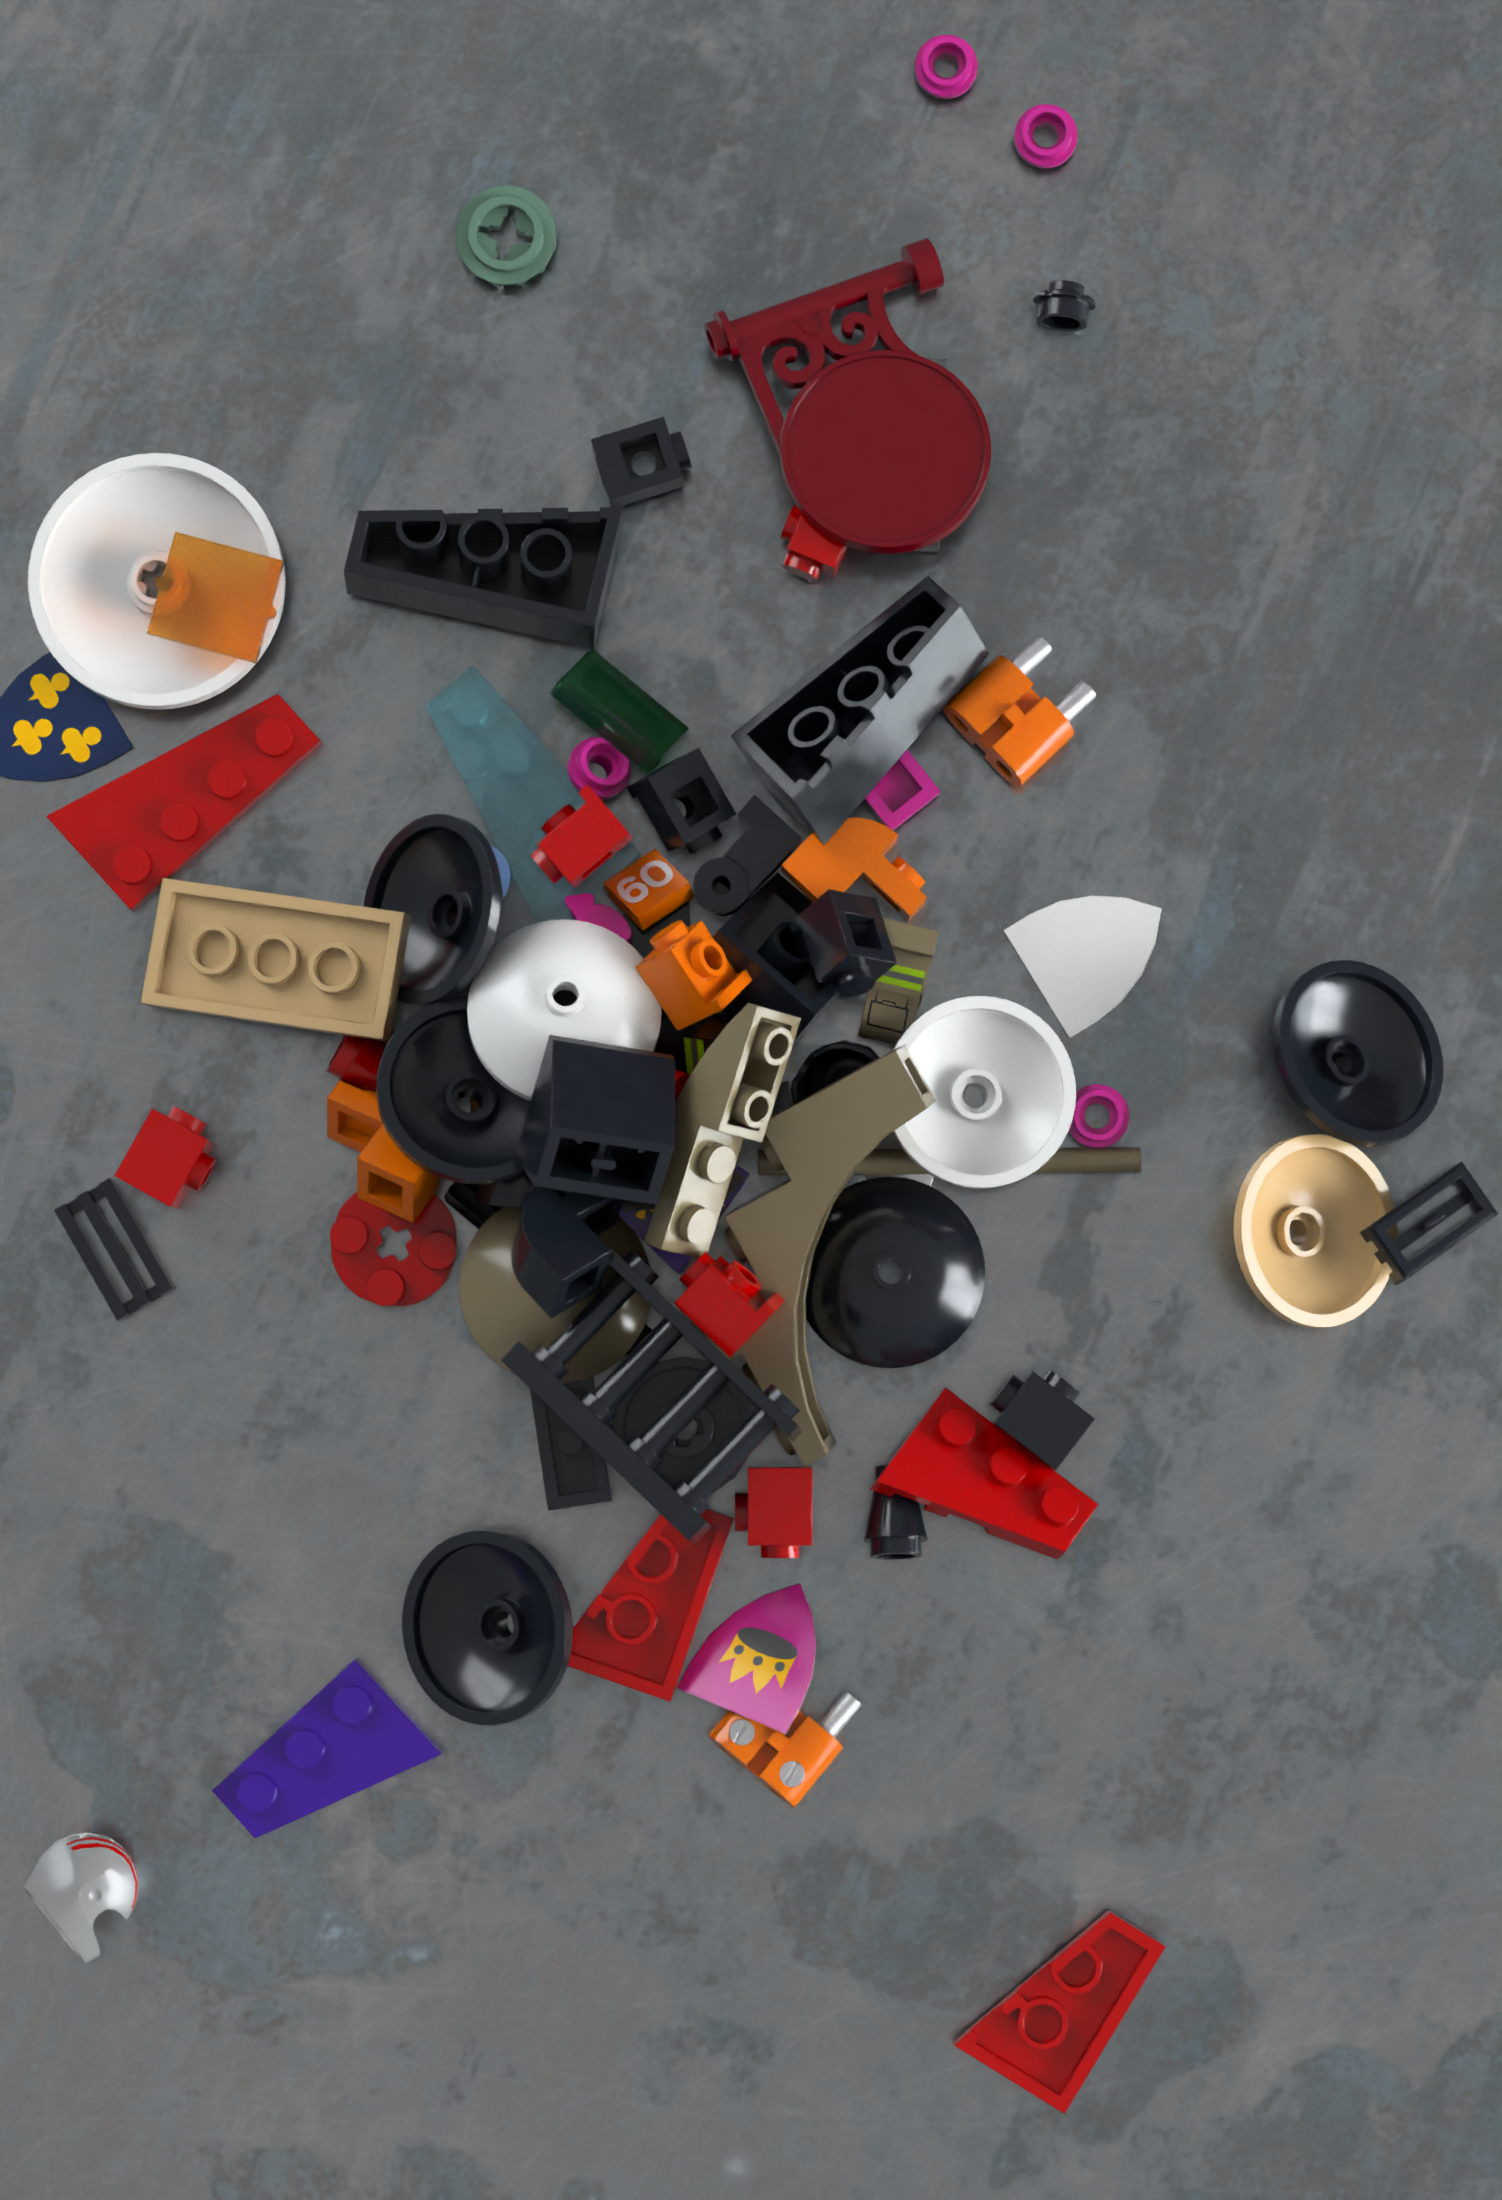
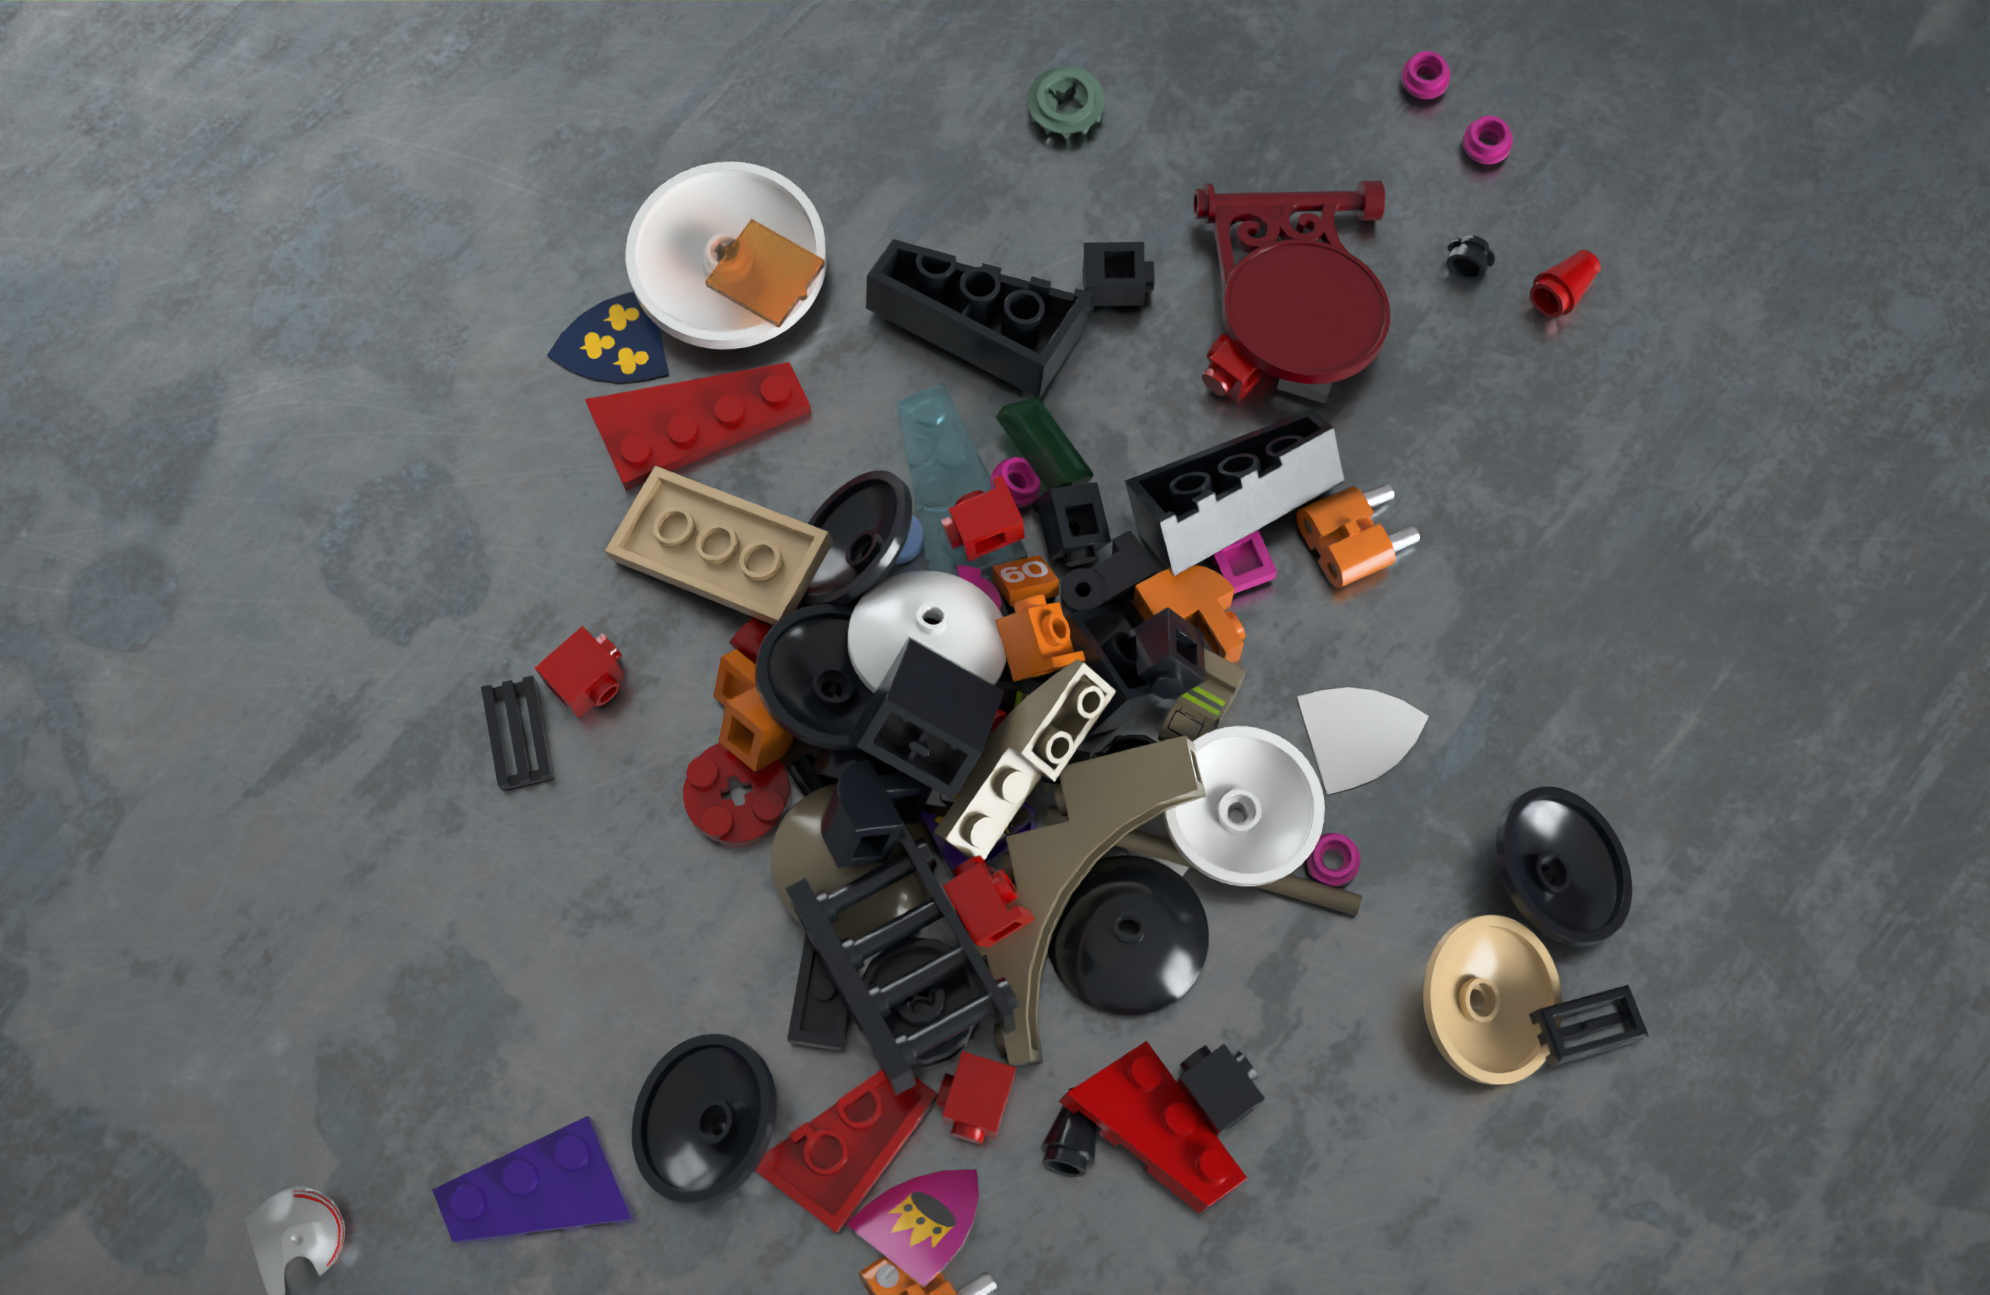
camera: 20 degrees right, 15 degrees down
(1187, 309) = (1564, 284): none -> red cone

